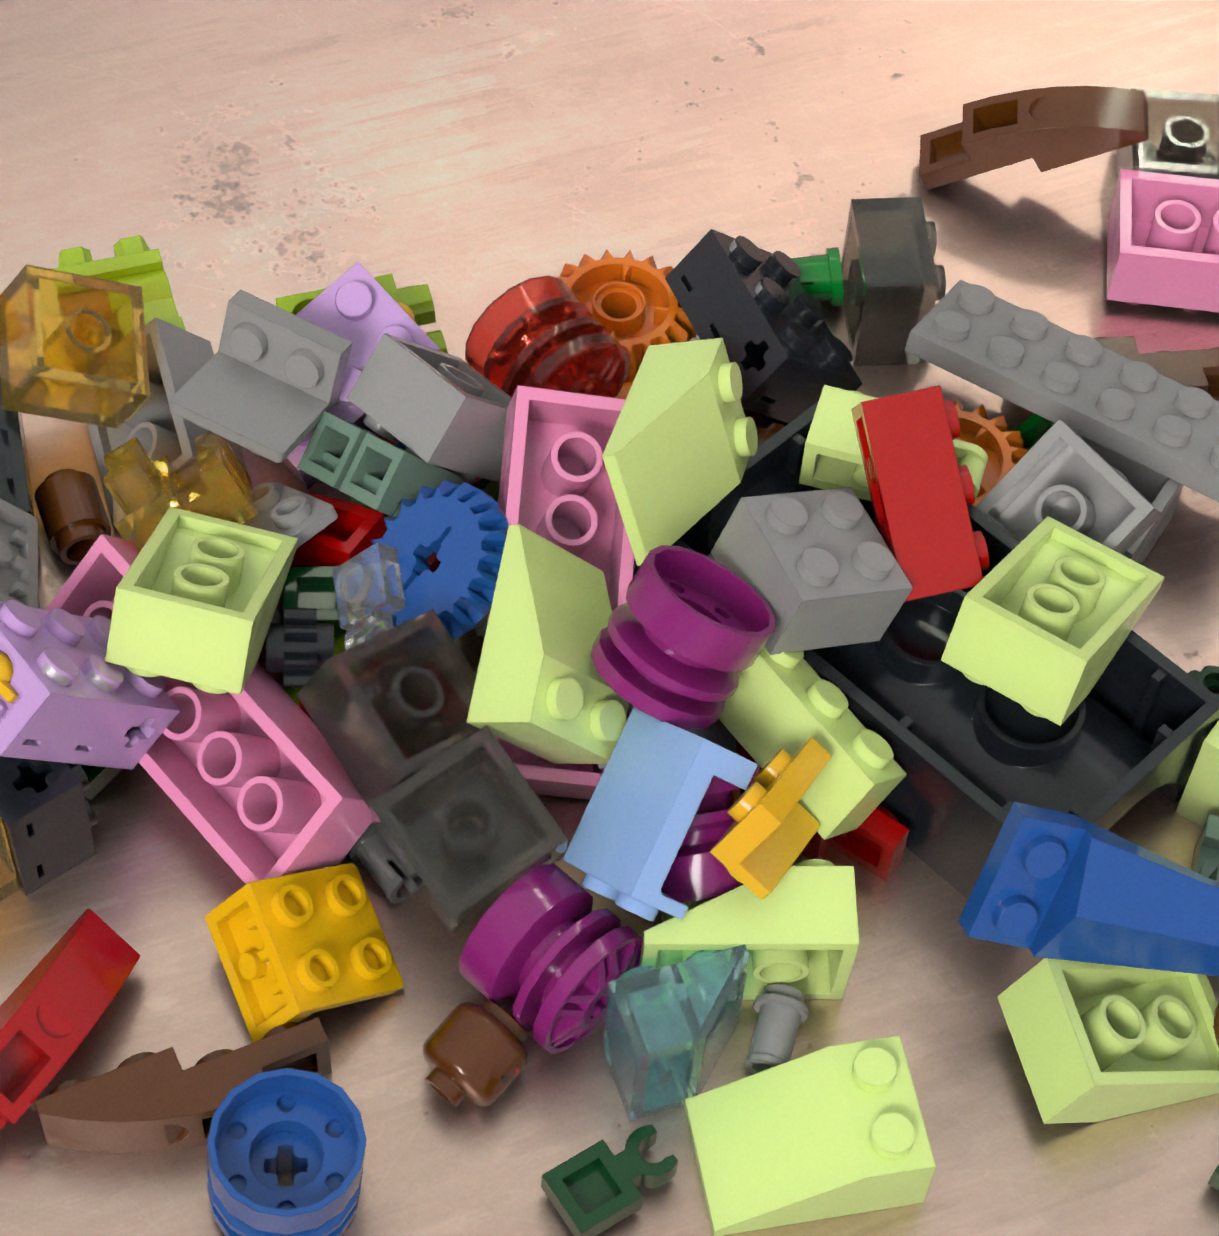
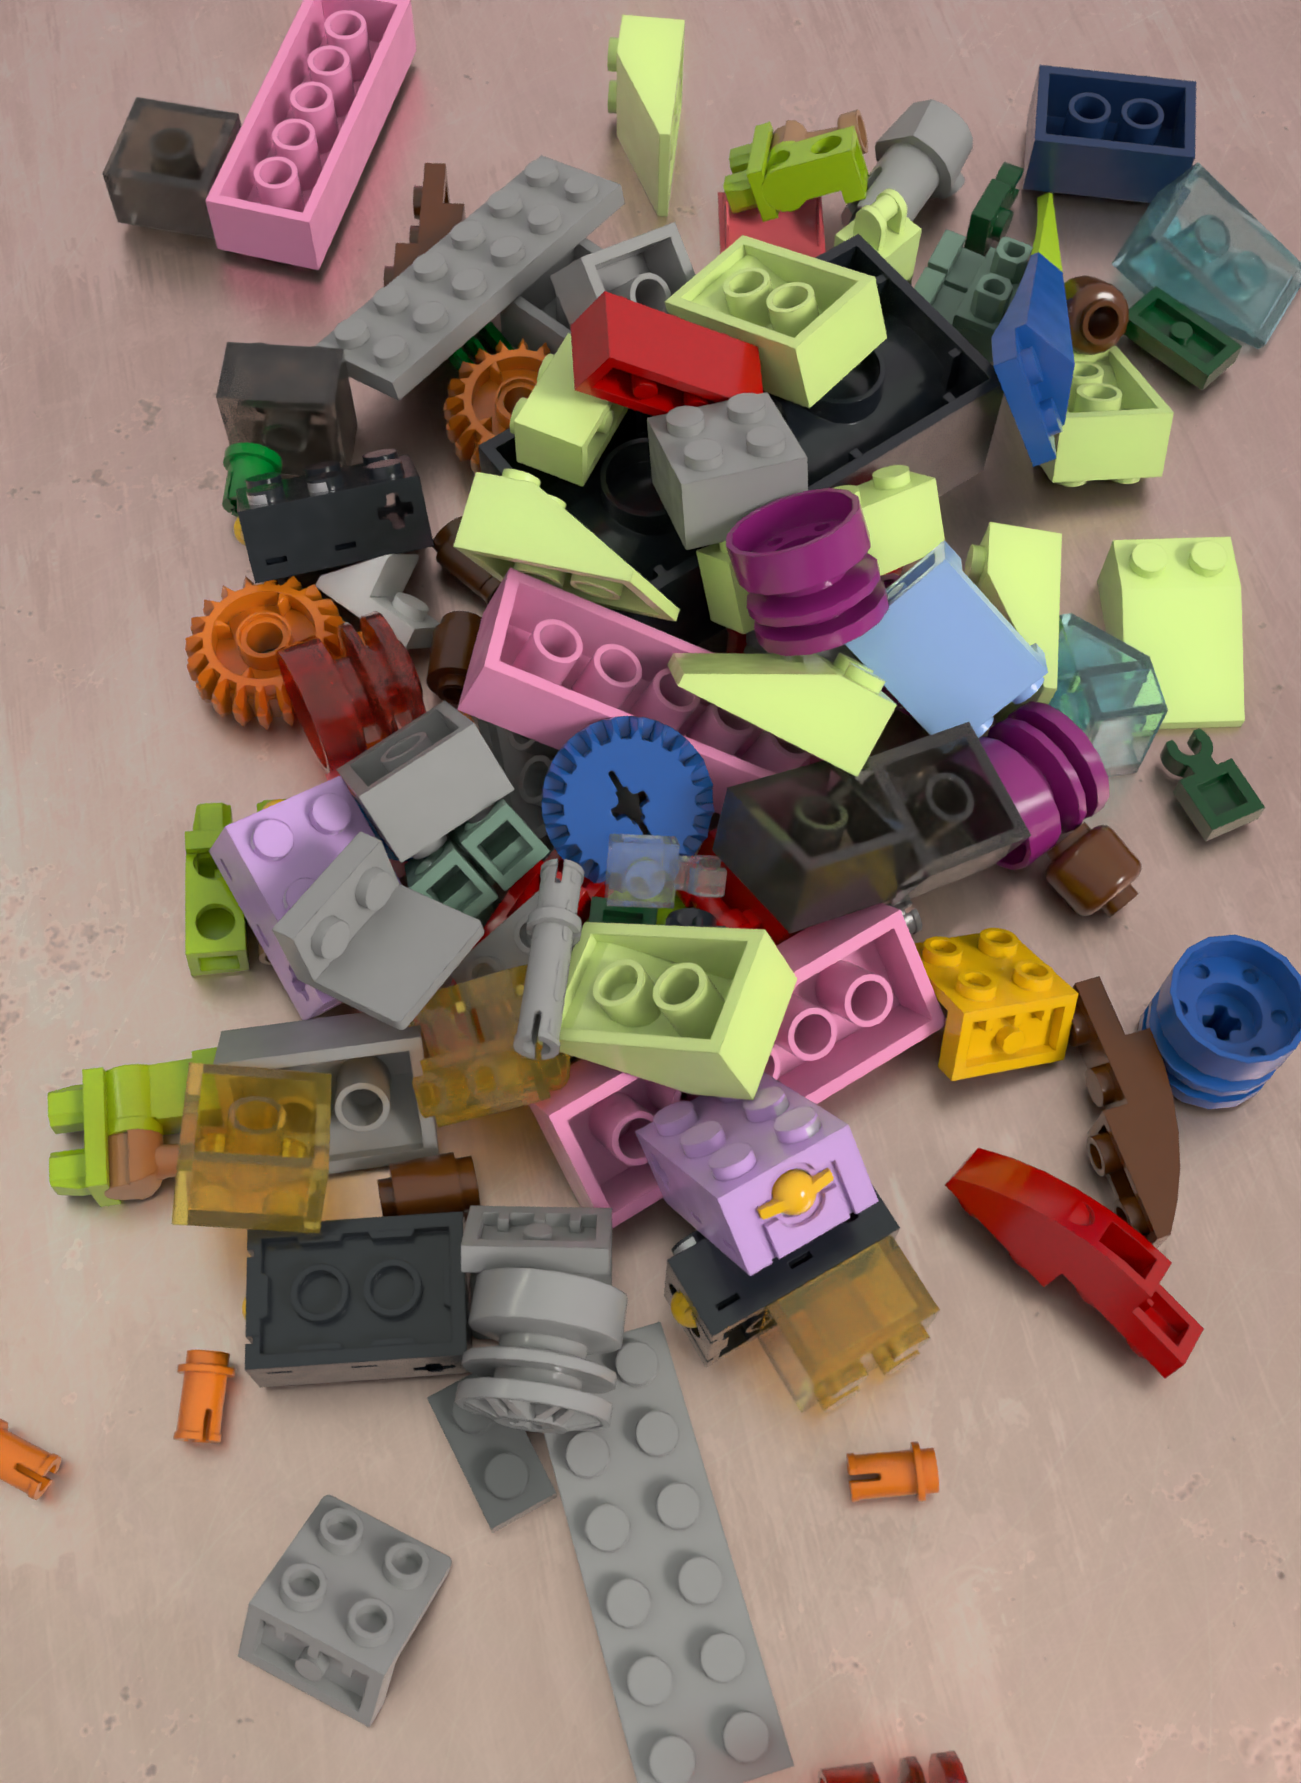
camera: 80 degrees left, 10 degrees up
(247, 502) = (552, 932): none -> light grey pin
(769, 821) = (986, 543): yellow bracket -> none
(1042, 123) = (128, 262): reddish brown slope -> none

